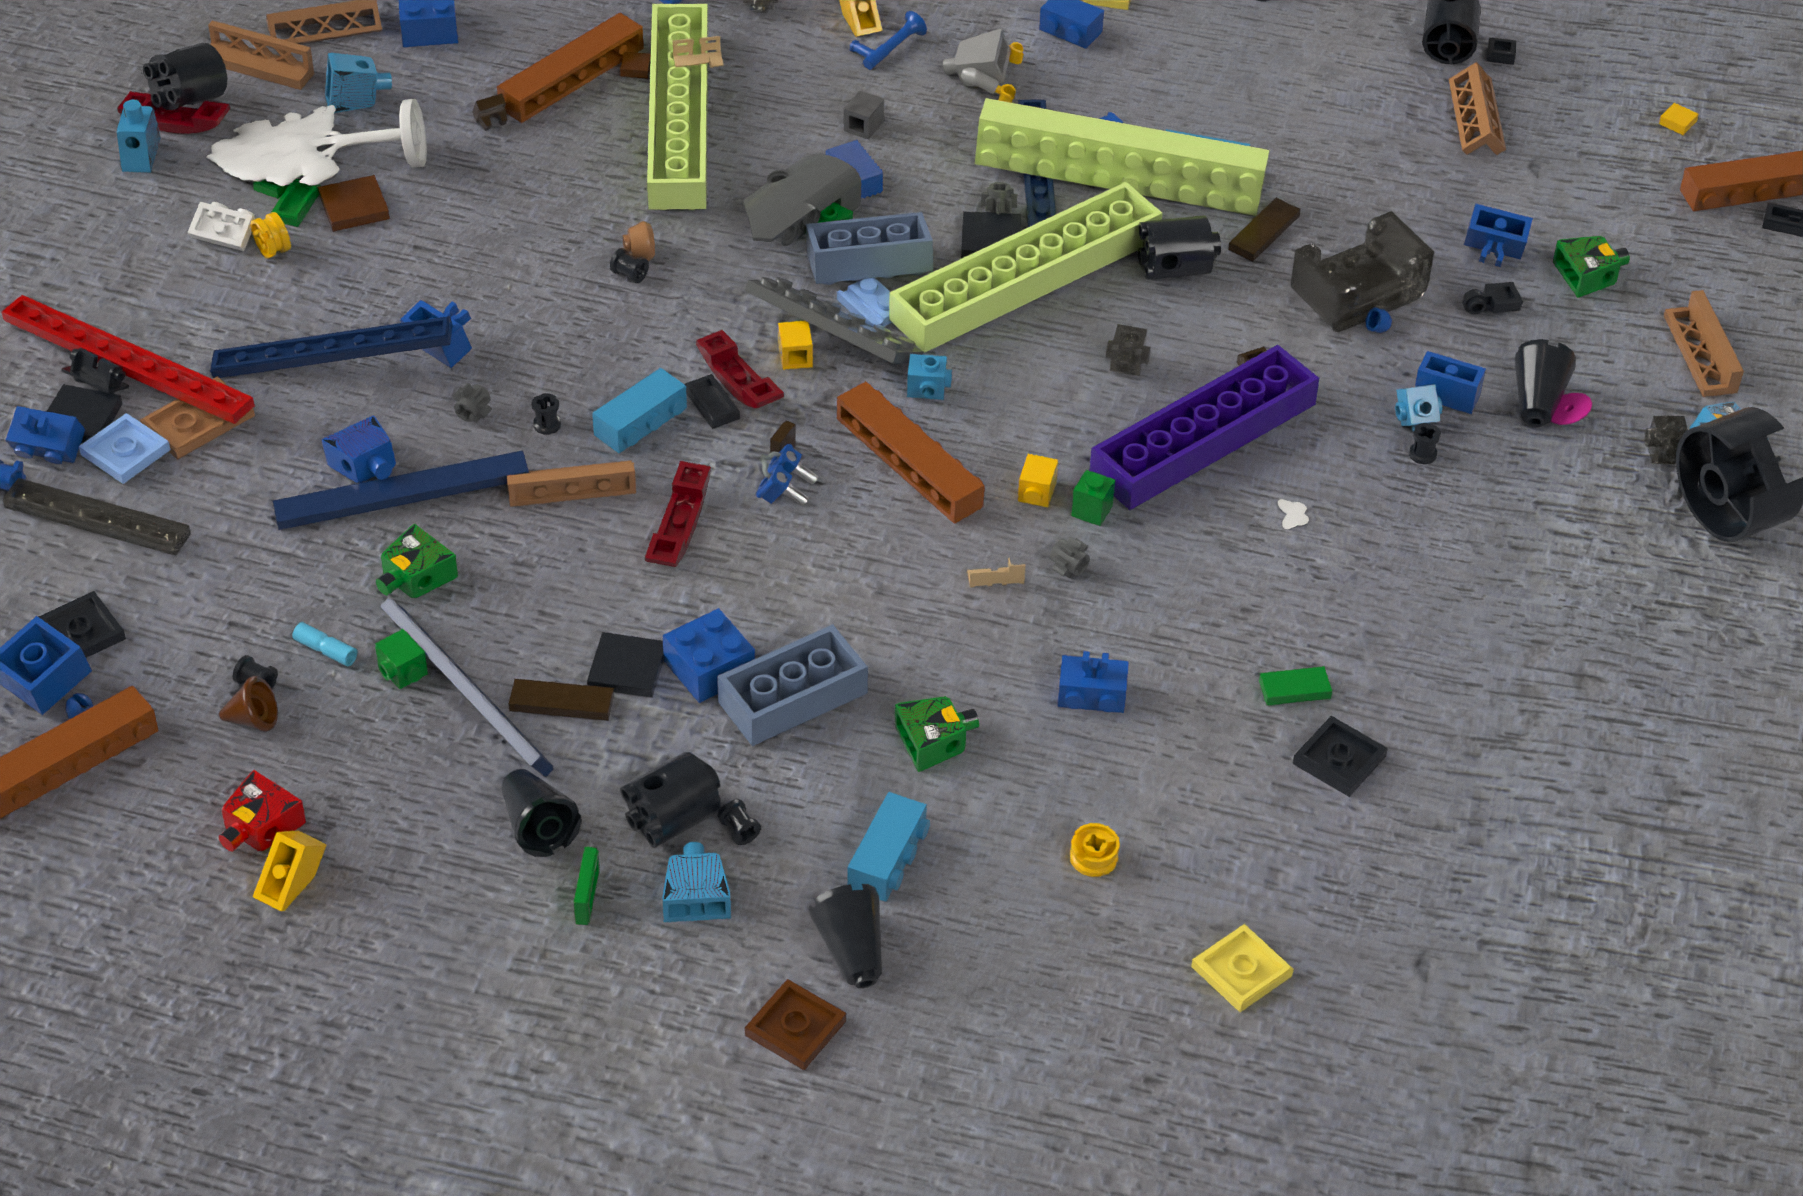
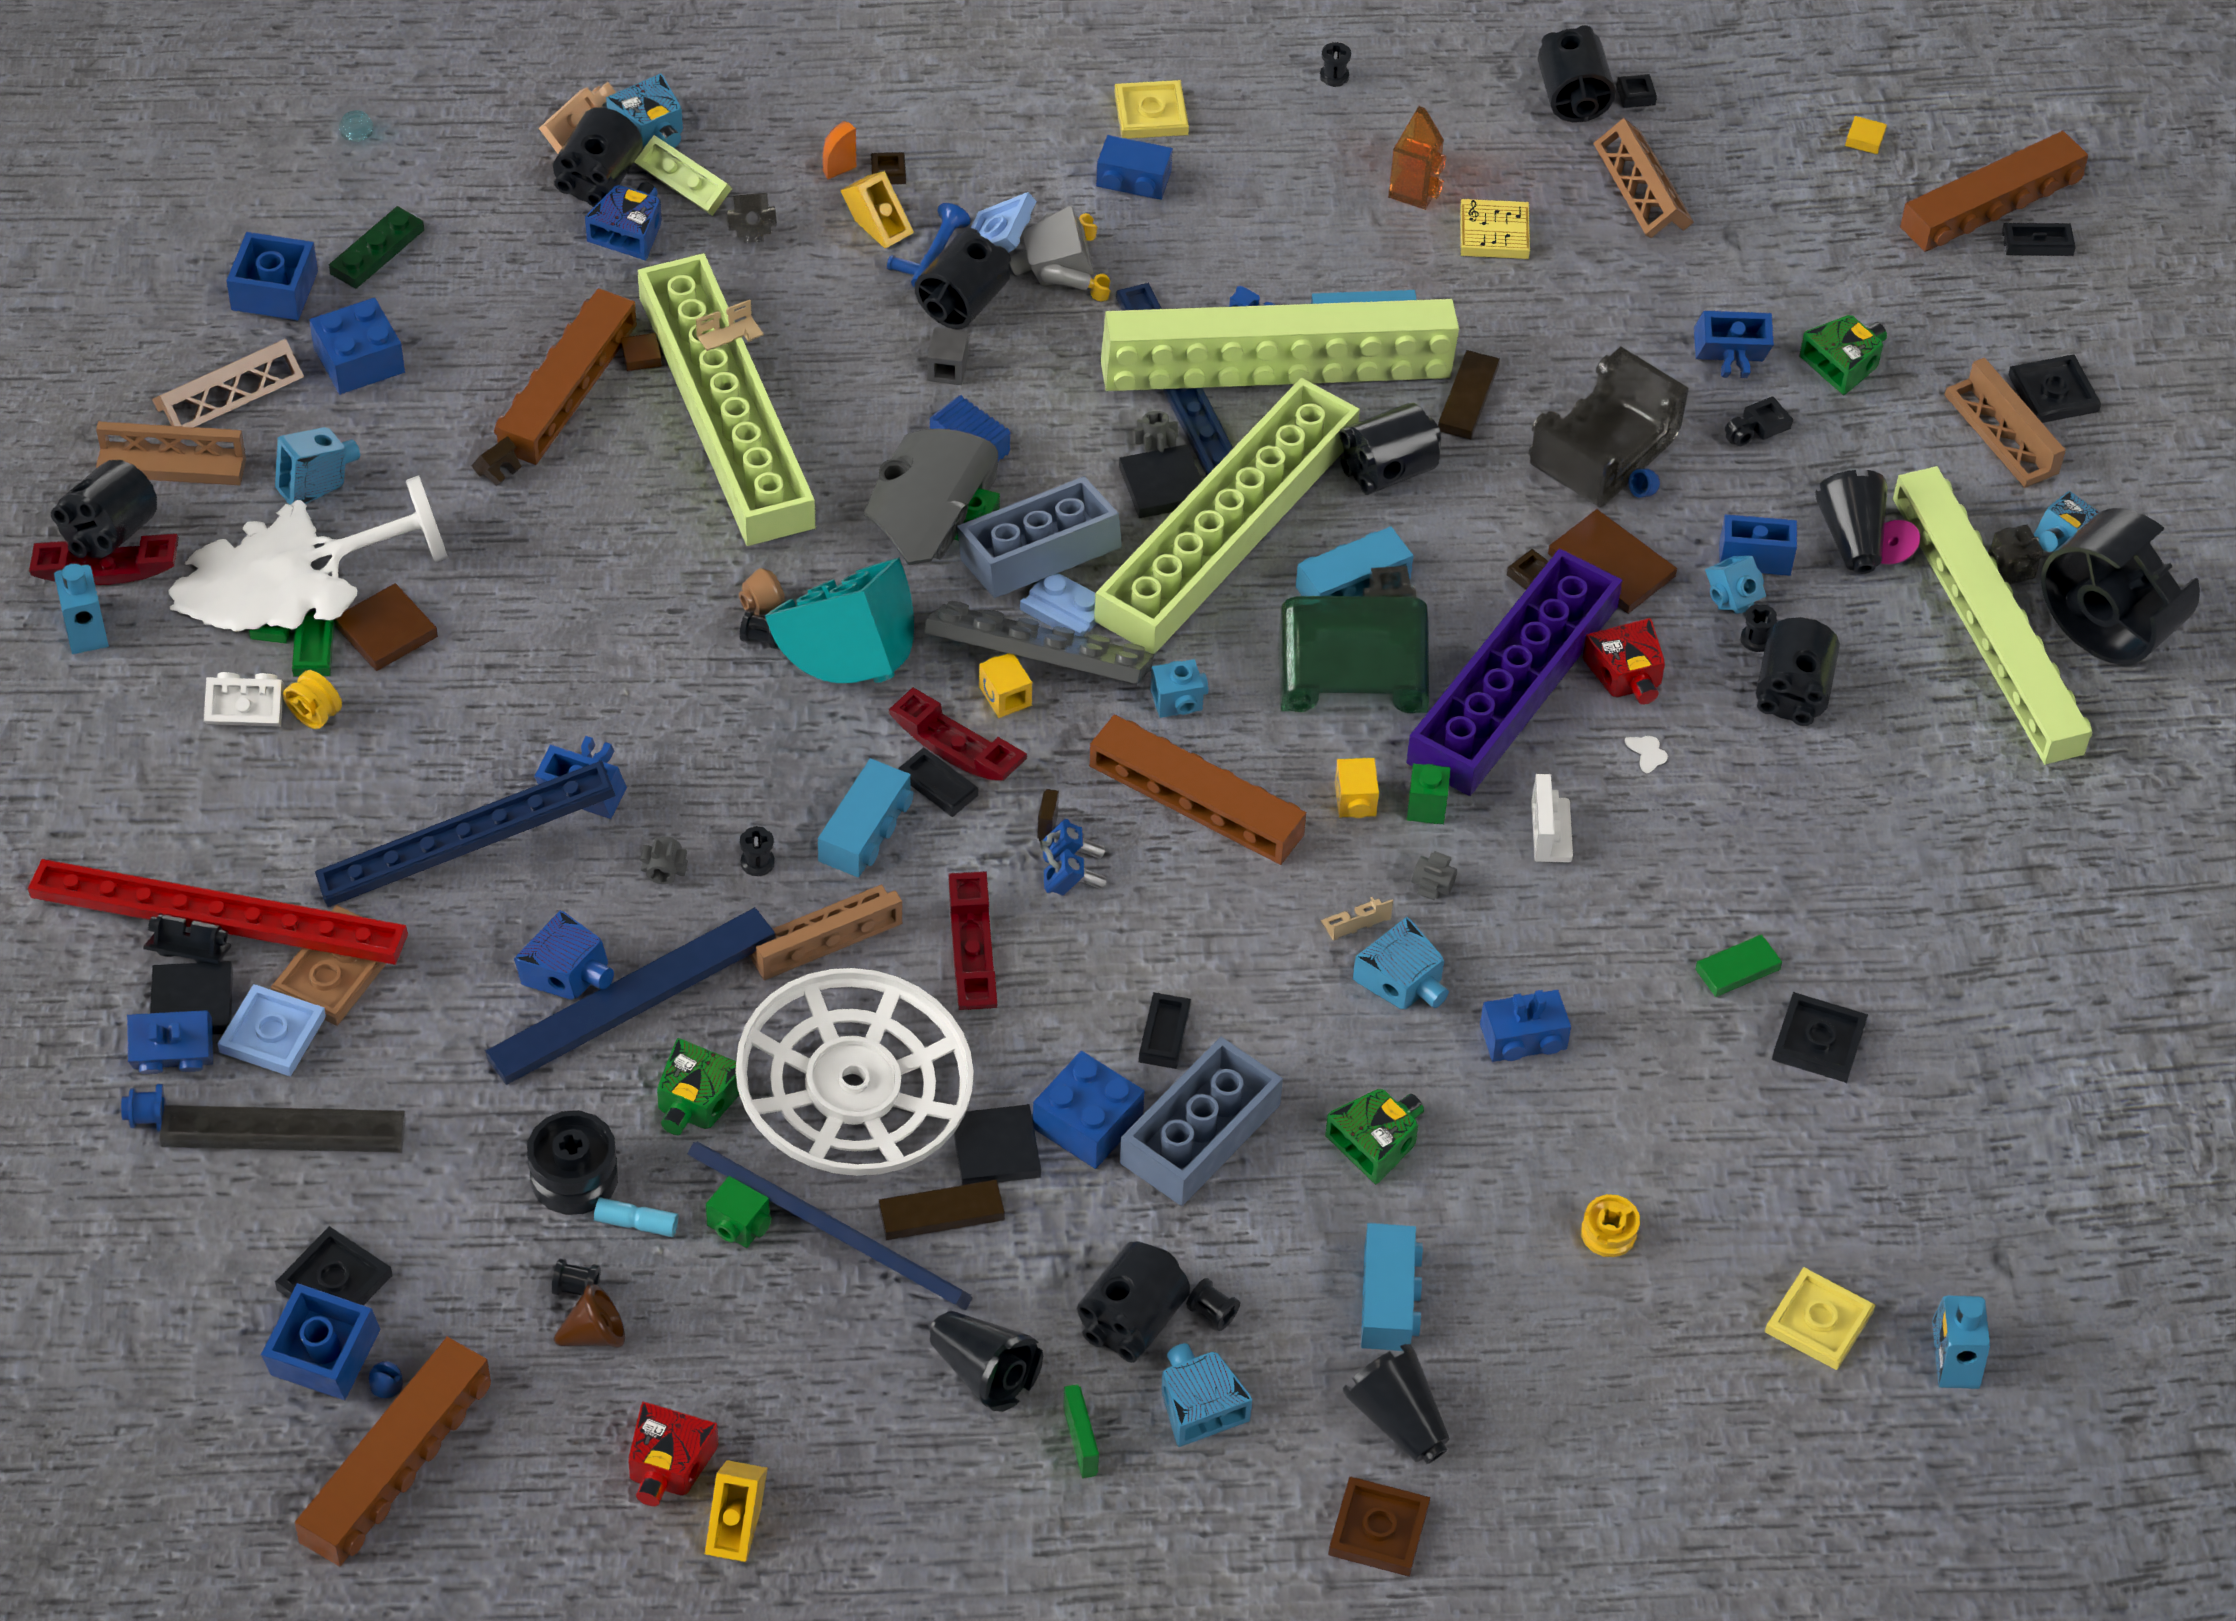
camera: 20 degrees left, 5 degrees up
(293, 590) = (572, 1162): none -> black wheel
(537, 571) = (856, 1056): none -> white dish
(692, 275) = (850, 627): none -> teal brick
(801, 616) = (1164, 1030): none -> black tile
(897, 63) = (963, 279): none -> black cylinder
(942, 38) = (1005, 221): none -> light blue plate
(1011, 616) = (1402, 967): none -> dark azure torso
(1080, 378) = (1354, 648): none -> clear green windscreen
(1090, 329) = (1349, 565): none -> dark azure brick
(1183, 542) = (1550, 823): none -> white bracket
(1292, 58) = (1418, 162): none -> clear orange slope
(1303, 441) = (1627, 660): none -> red torso
(1339, 373) = (1619, 553): none -> reddish brown tile
(1340, 121) = (1494, 228): none -> light yellow tile
(1356, 1002) = (1959, 1327): none -> dark azure torso
(1440, 478) = (1797, 670): none -> black cylinder
(1629, 481) = (1993, 616): none -> yellowish green brick
(1759, 330) = (2055, 388): none -> black tile

